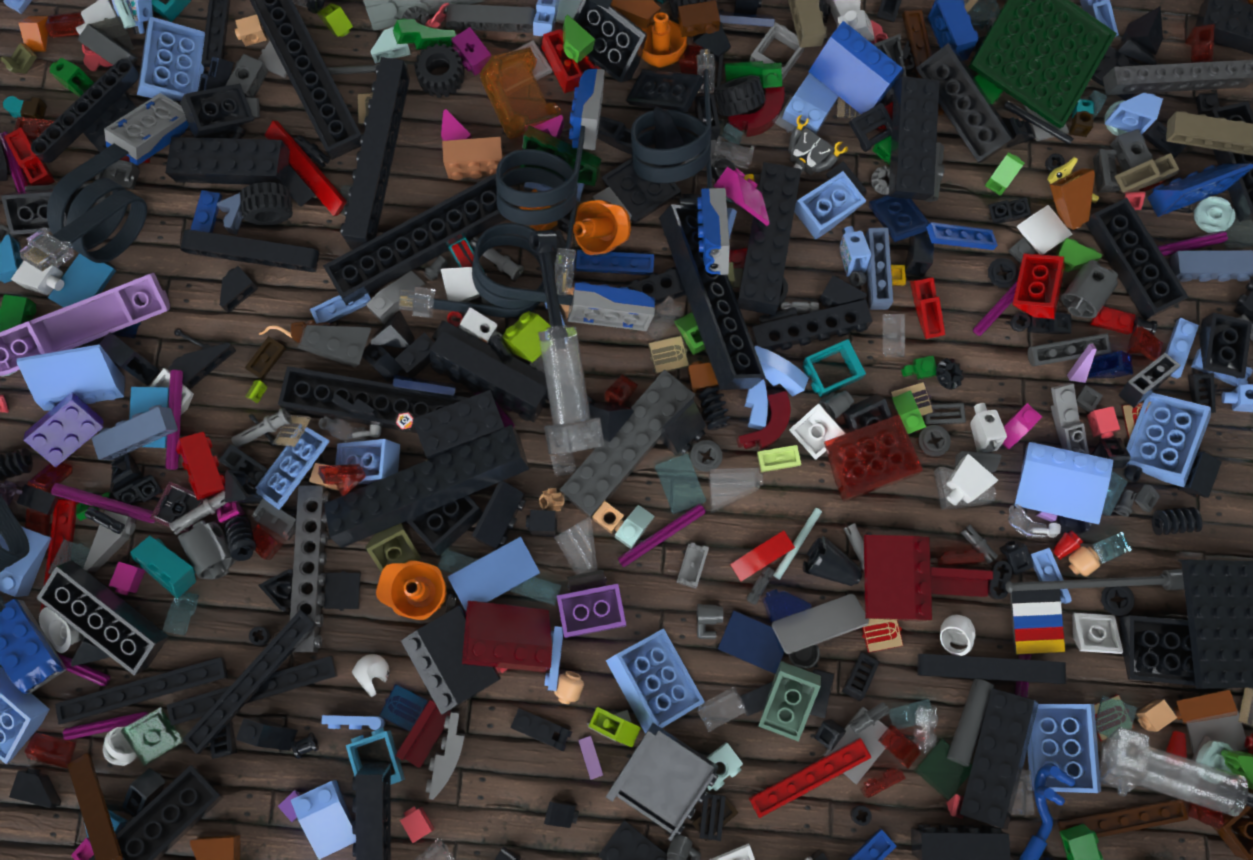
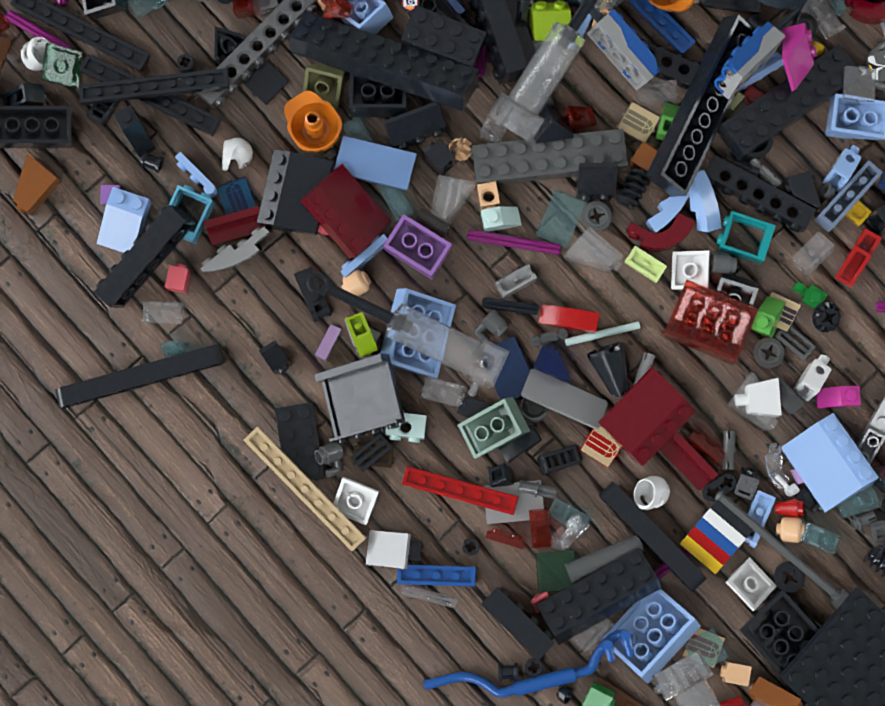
camera: 50 degrees right, 5 degrees up
(671, 678) = (428, 337): none -> clear piece
(706, 589) = (510, 306): none -> black axle
(808, 177) = (859, 84): none -> clear piece

